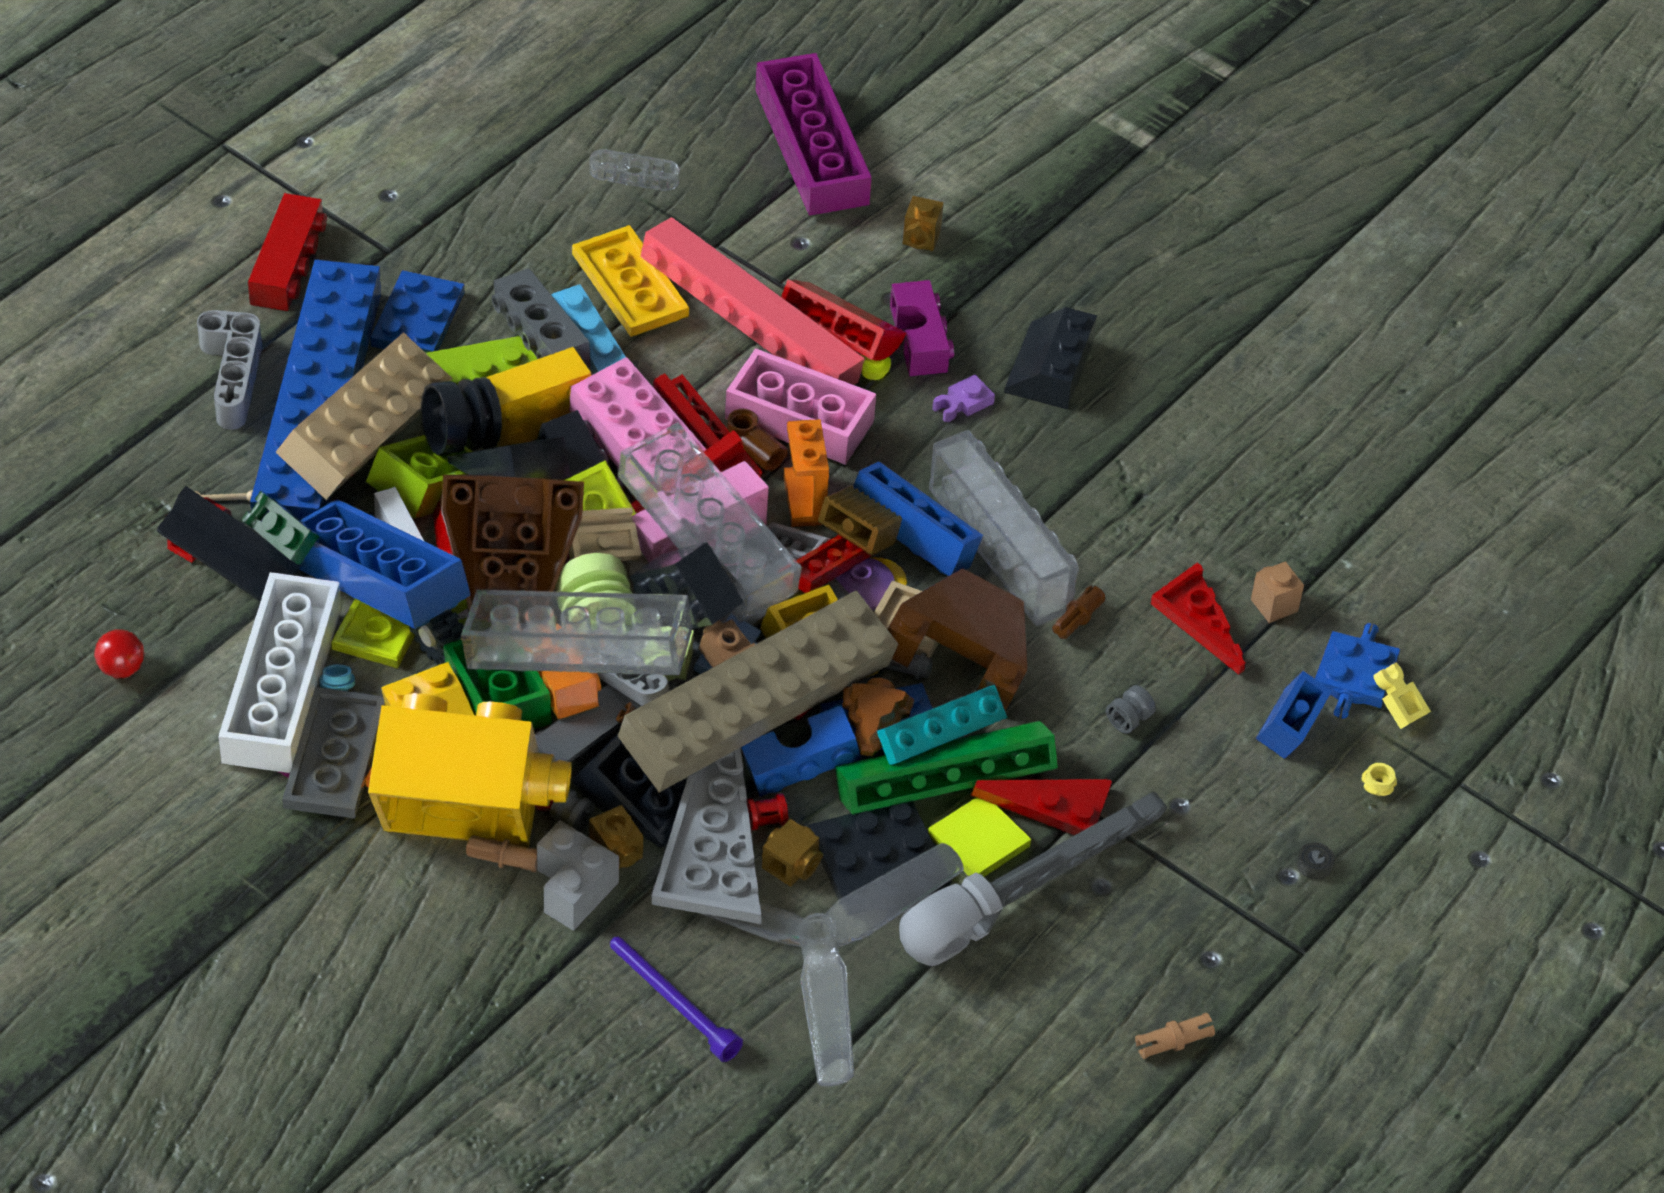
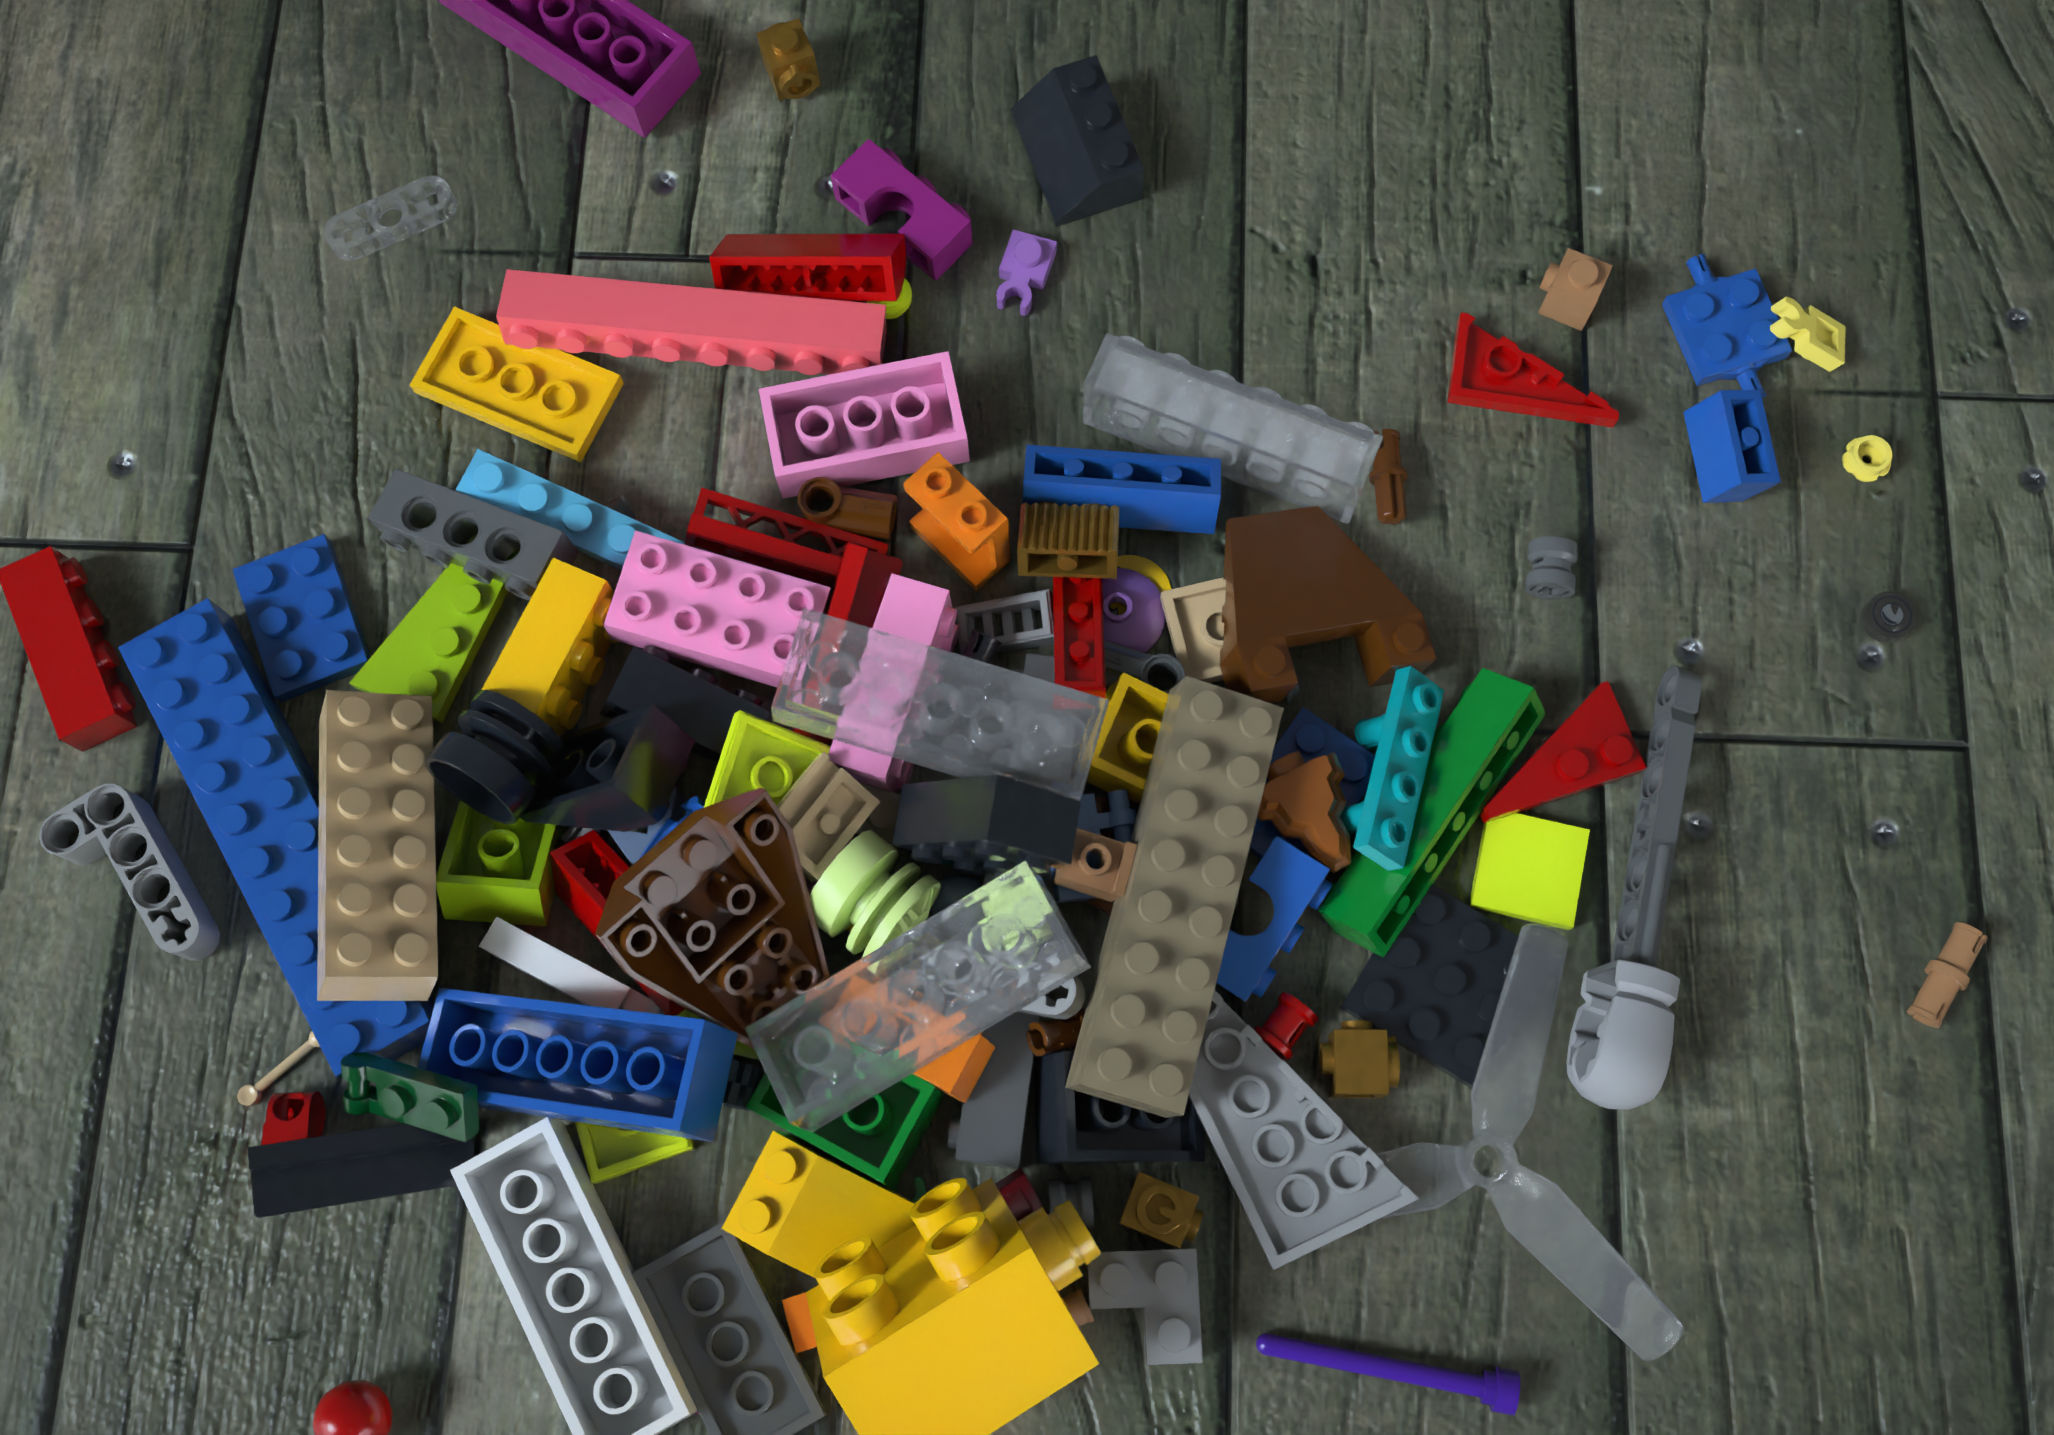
camera: 30 degrees left, 25 degrees up
(337, 677) = (636, 1227): medium azure plate -> none

